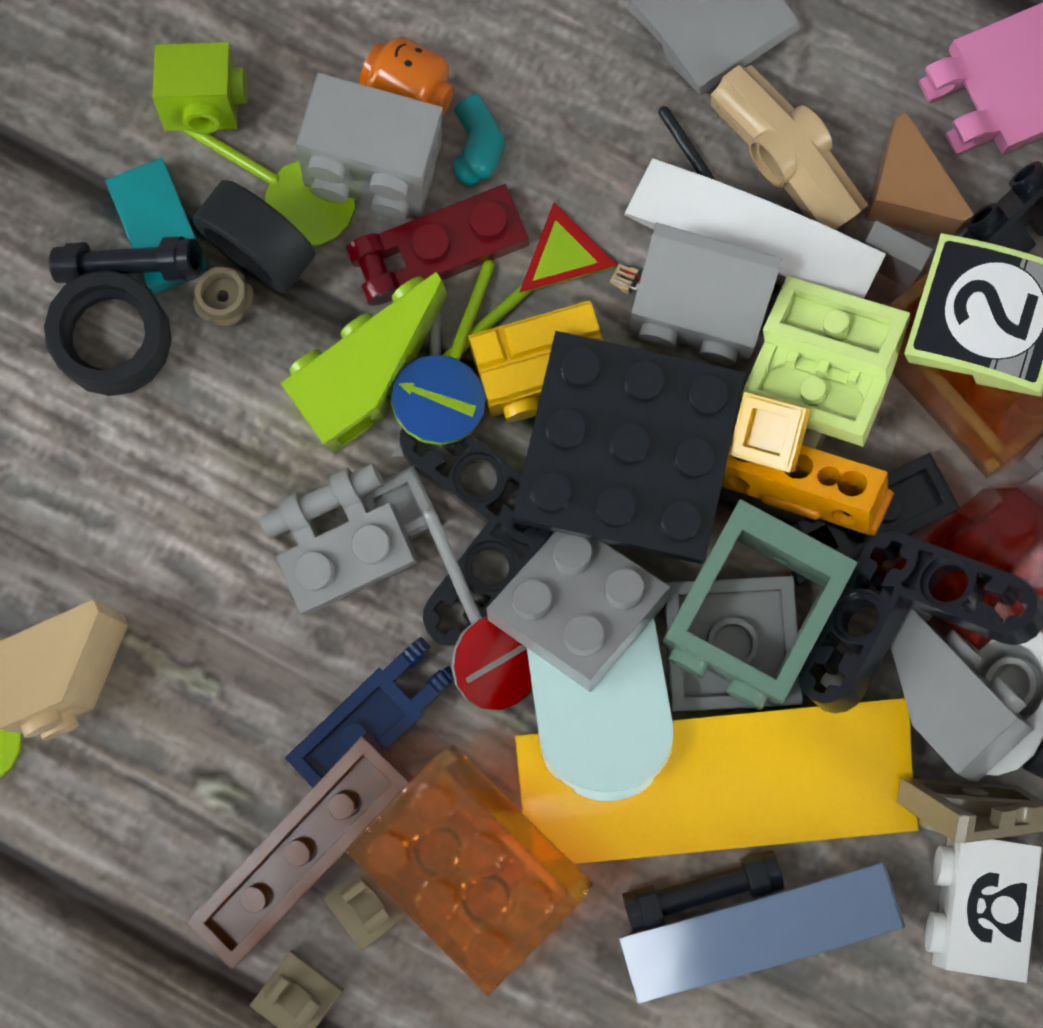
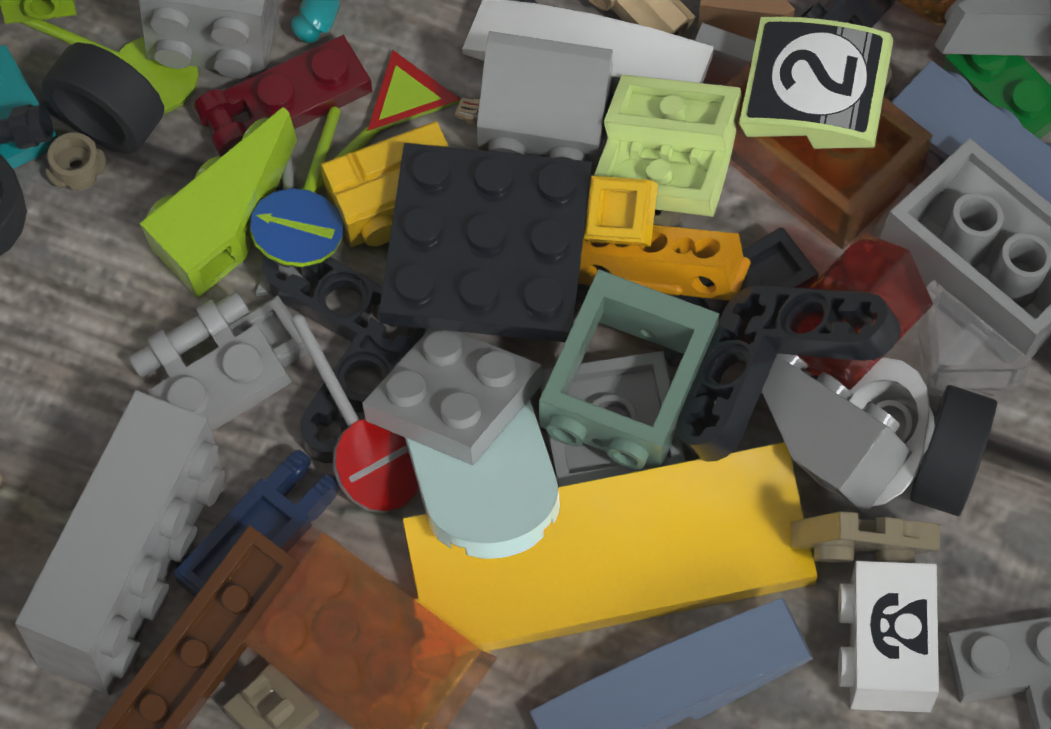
camera: 10 degrees left, 15 degrees down
(234, 732) = (122, 544): none -> light grey brick
(757, 874) = (557, 677): black bar -> none

